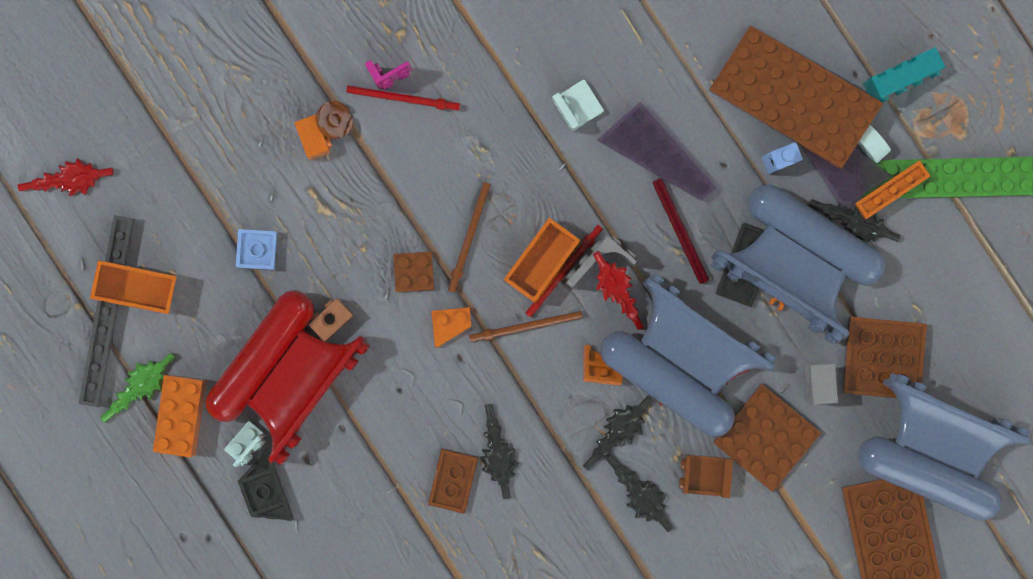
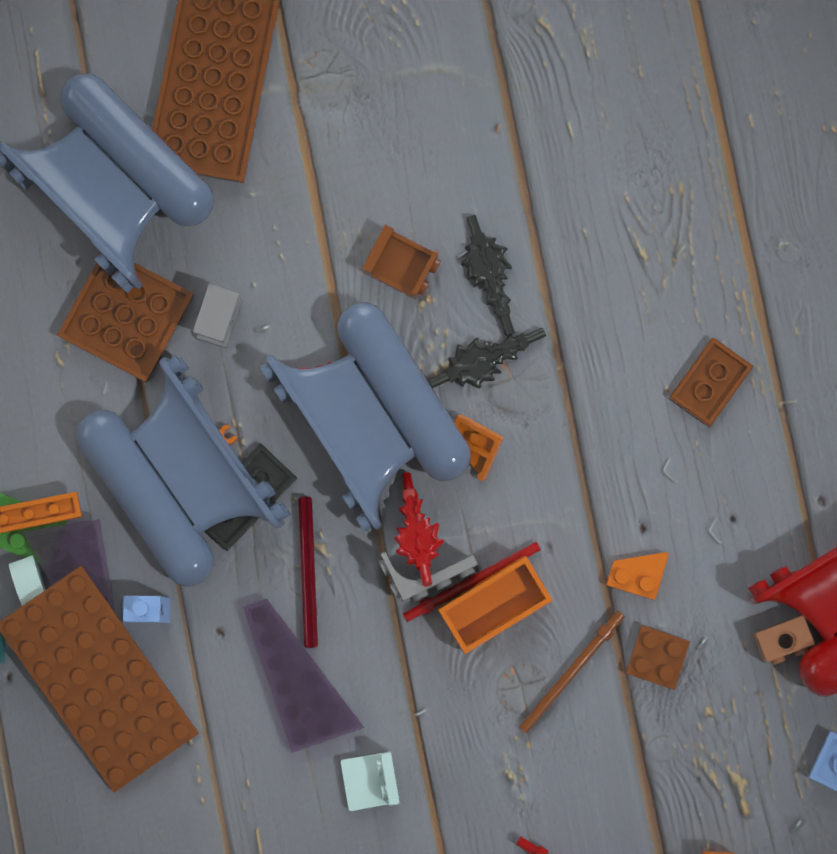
camera: 165 degrees left, 5 degrees down
(488, 334) = (595, 541): dark orange bar -> none
(498, 459) = (645, 385): pearl dark grey piece -> none
(767, 437) = (307, 278): dark orange plate -> none
(865, 229) = (80, 479): pearl dark grey piece -> none

